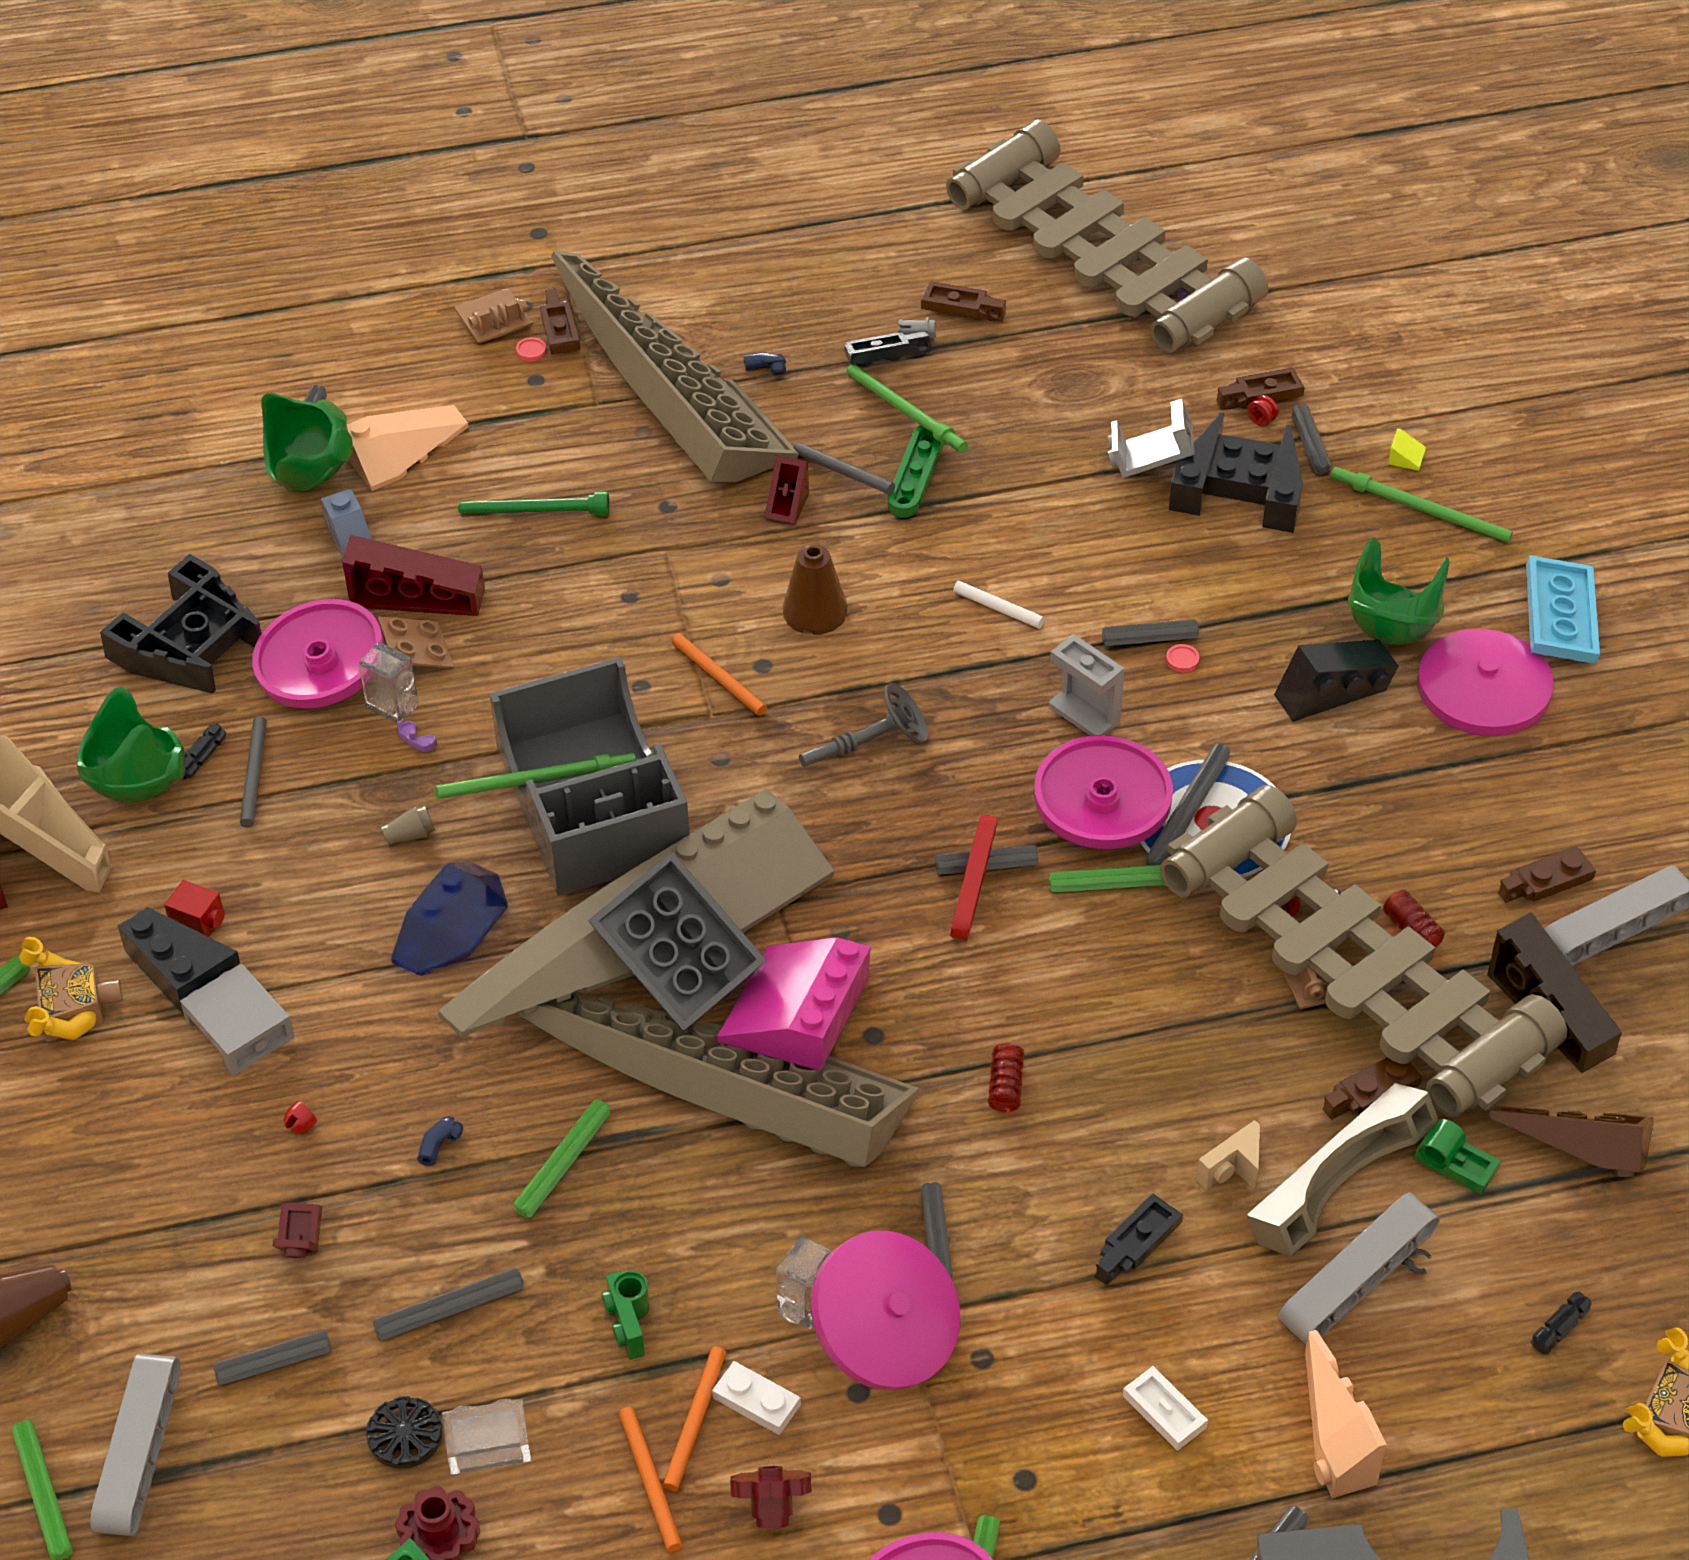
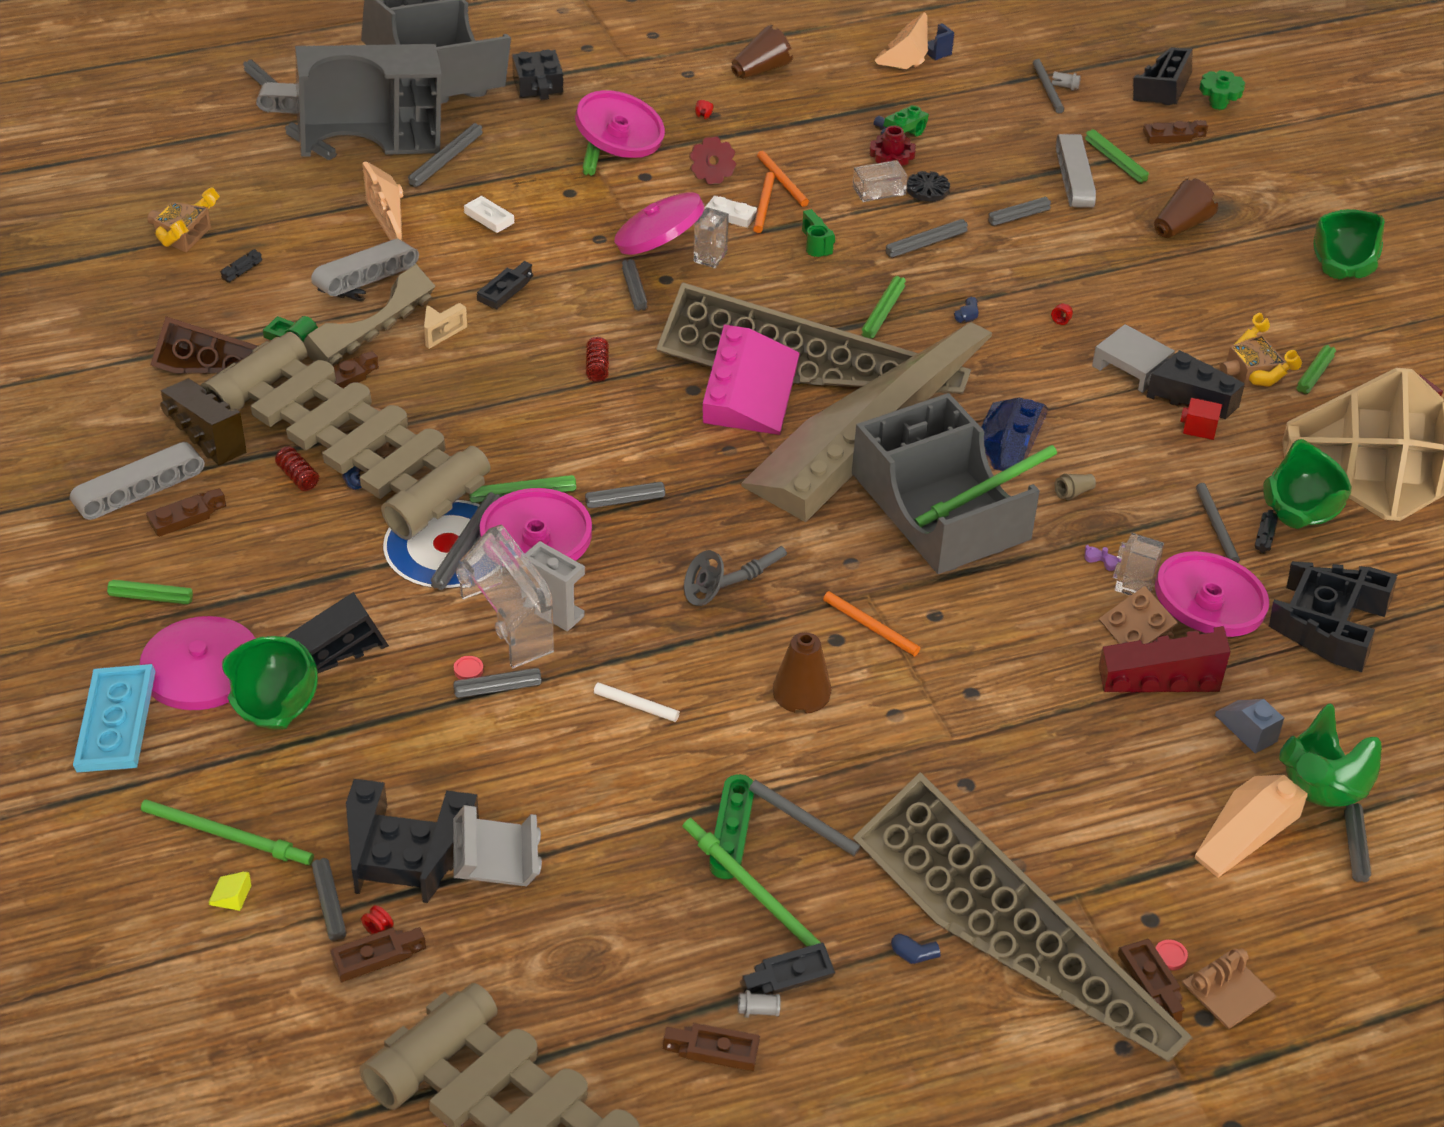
camera: 170 degrees right, 5 degrees down
(298, 1229) = (1032, 255): dark red bracket -> none
(596, 504) = (1030, 767): green piece -> none
(678, 941) = (836, 382): dark grey slope -> none
(787, 490) = (851, 791): dark red slope -> none
(973, 877) = (632, 465): red beam -> none
(1151, 680) = (514, 591): none -> clear windscreen
(1563, 766) = (150, 592): none -> bright green axle

